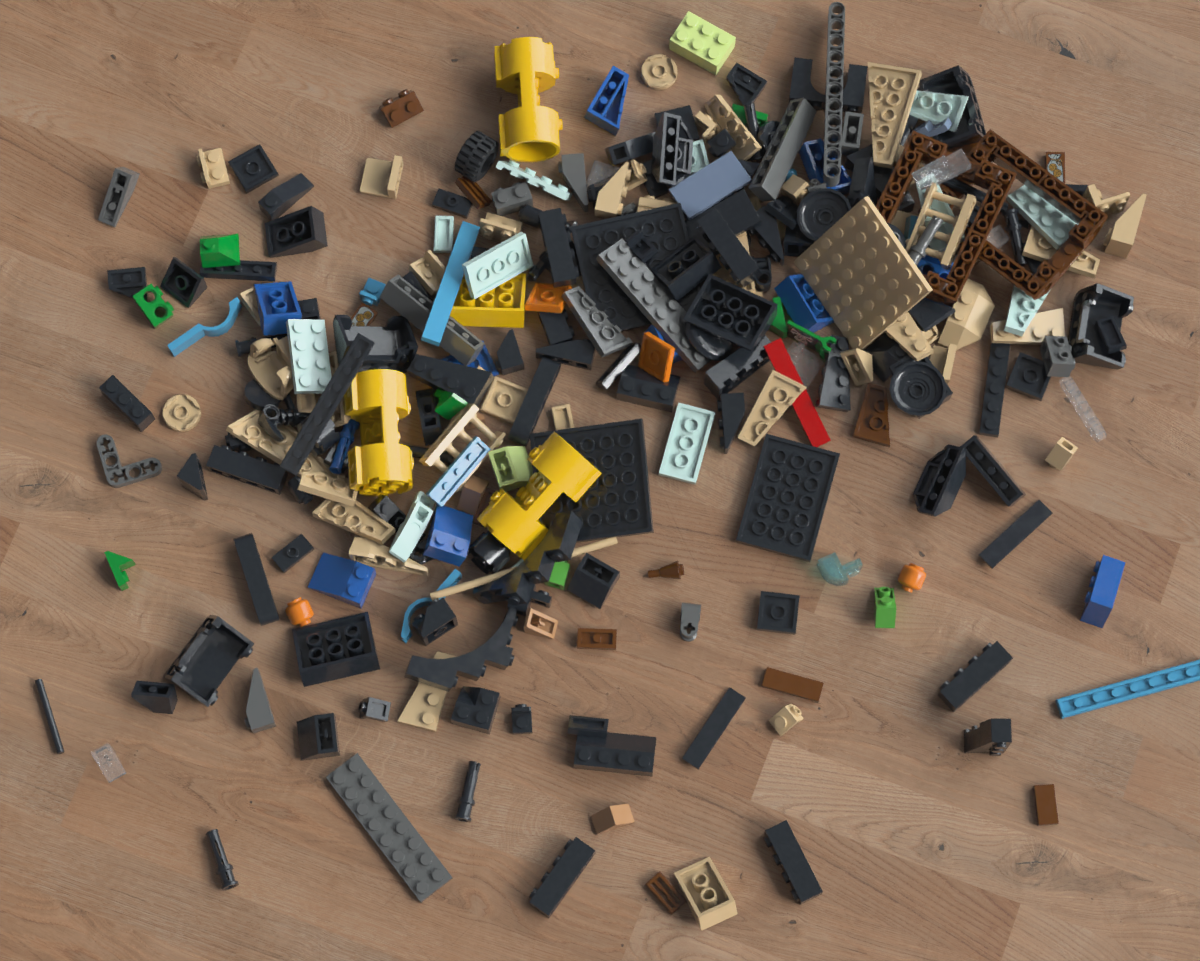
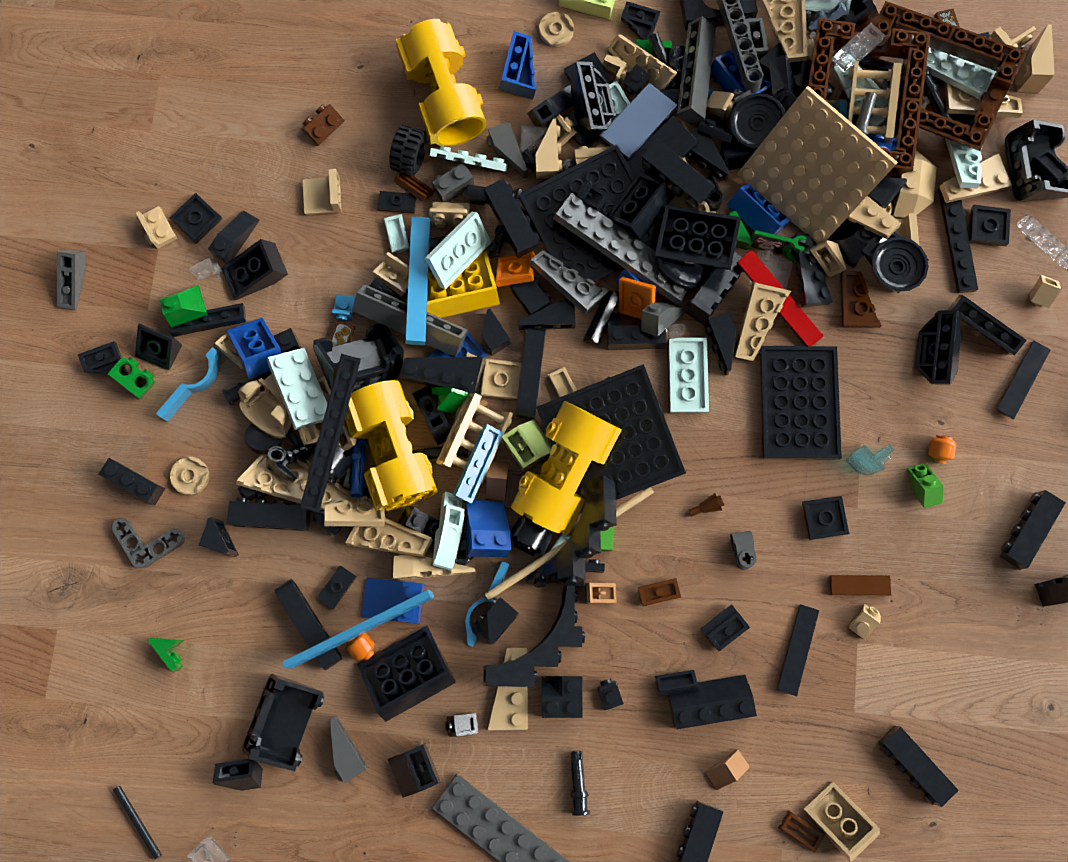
camera: 15 degrees left, 5 degrees up
(250, 219) = (204, 268): none -> clear bracket
(303, 592) = (358, 629): none -> dark azure tile
(593, 581) = (640, 536): black slope -> none
(649, 688) = (725, 628): none -> black plate
(673, 378) = (660, 316): none -> dark grey slope
(687, 397) = (675, 330): none -> clear tile
(1057, 356) = (1012, 199): dark grey brick -> none

